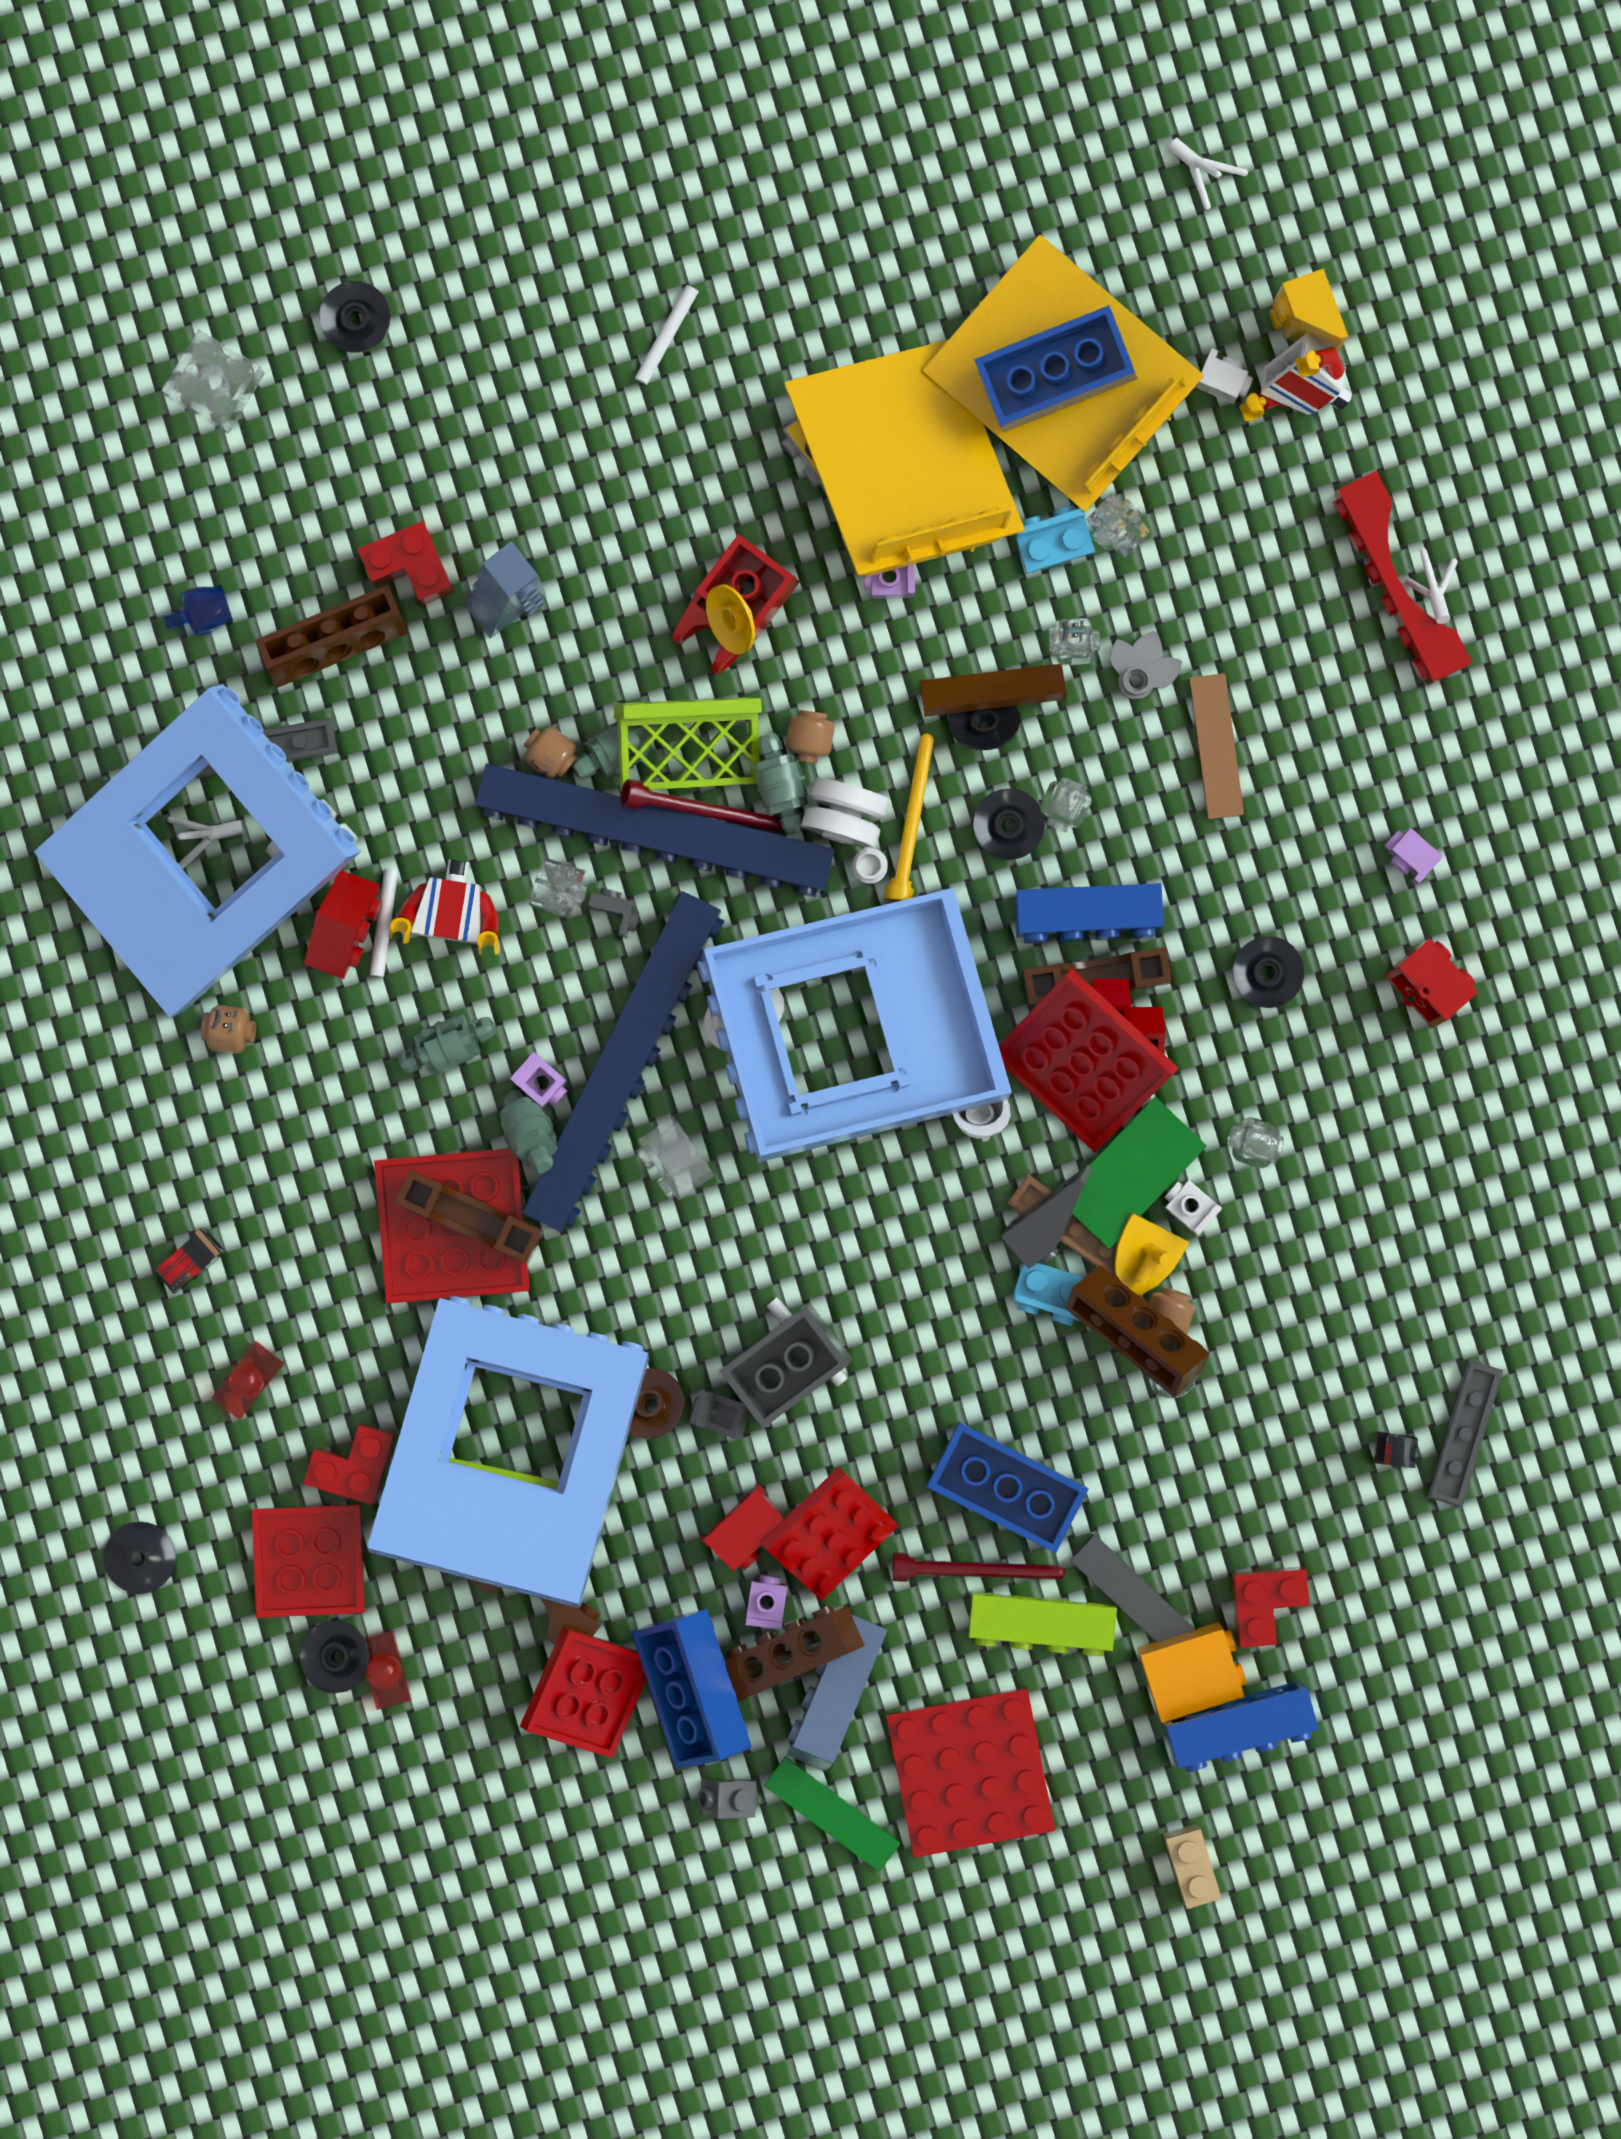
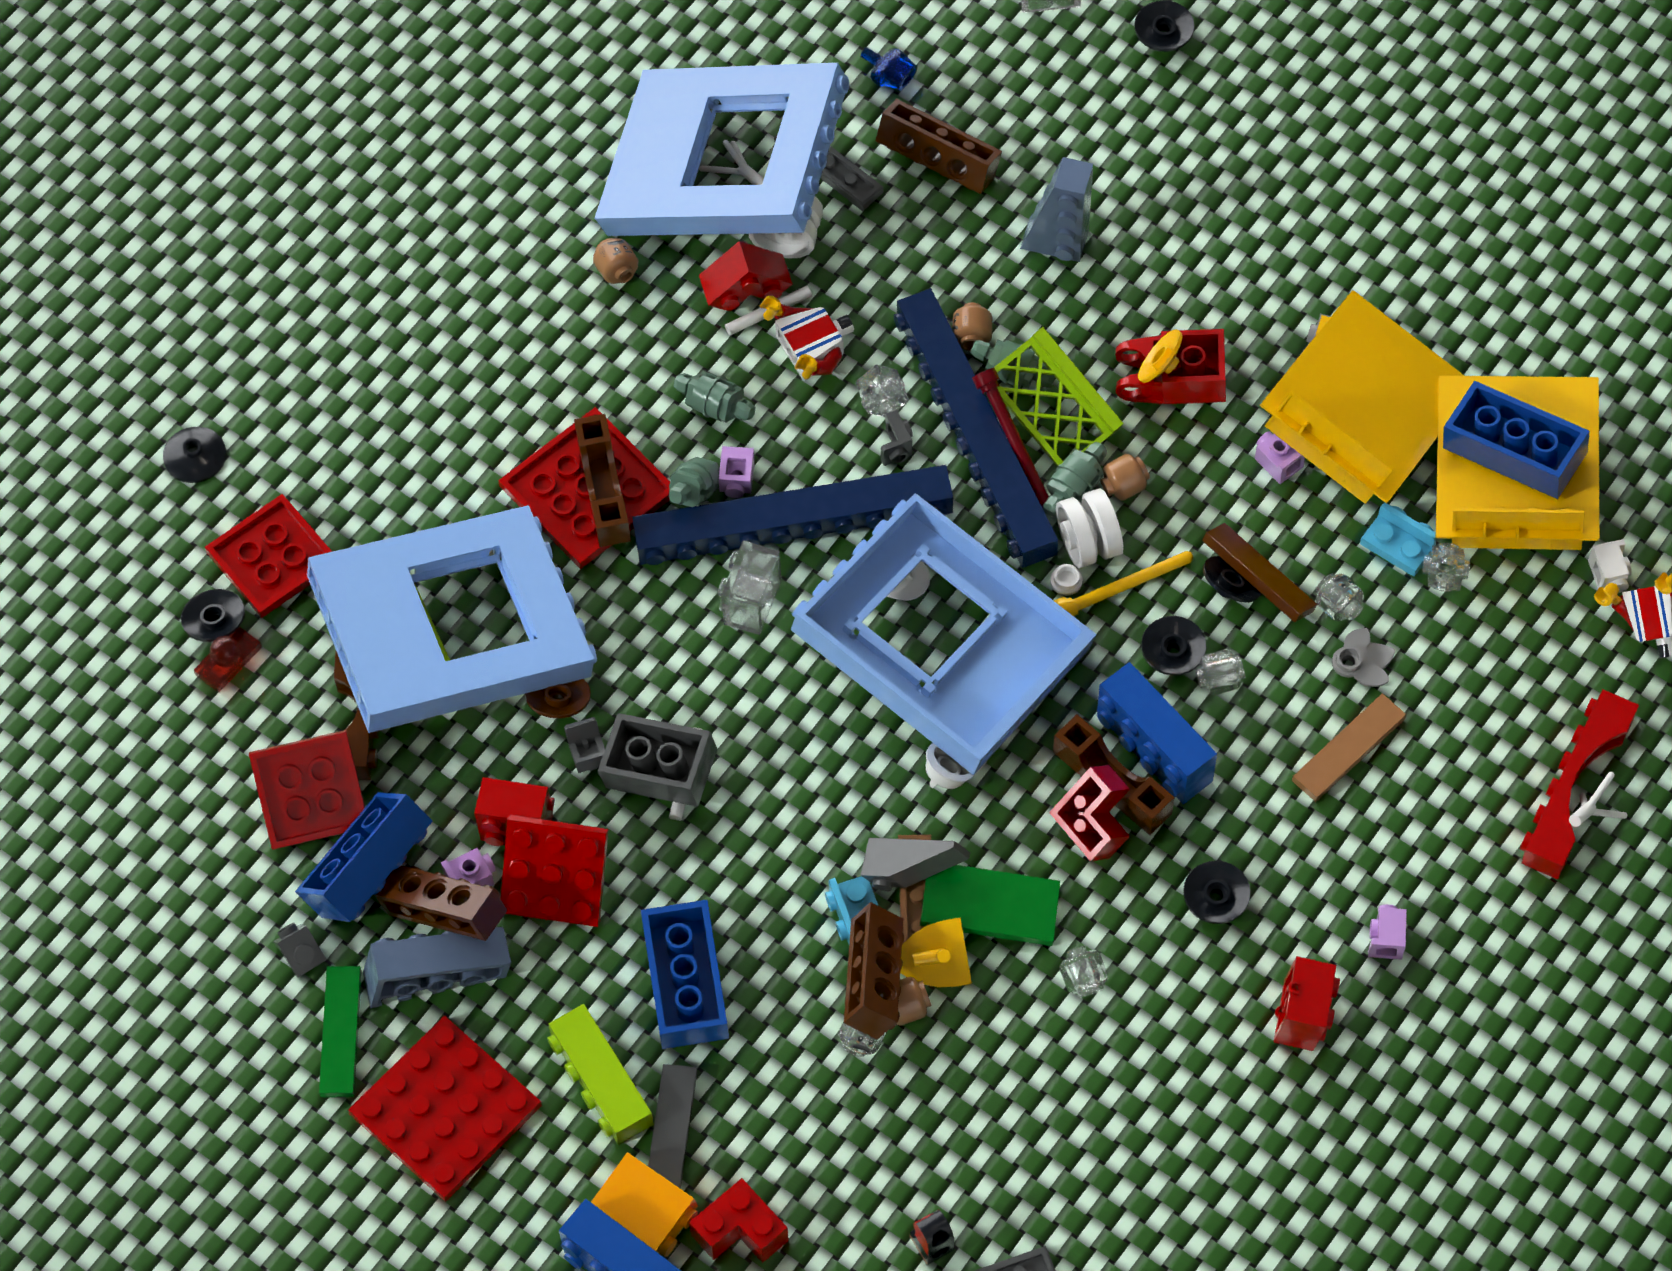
camera: 55 degrees right, 25 degrees down
(190, 1260) = (434, 345): leg -> none
(248, 1380) = (375, 435): clear red tile -> none
(360, 1473) = (352, 529): red brick -> none
(409, 553) = (1031, 158): red brick -> none
(666, 334) = (1320, 213): white bar -> none
(907, 1567) = (569, 951): dark red piece -> none
(1084, 1060) = (1044, 797): red plate -> none
(1197, 1220) = (999, 972): white brick -> none

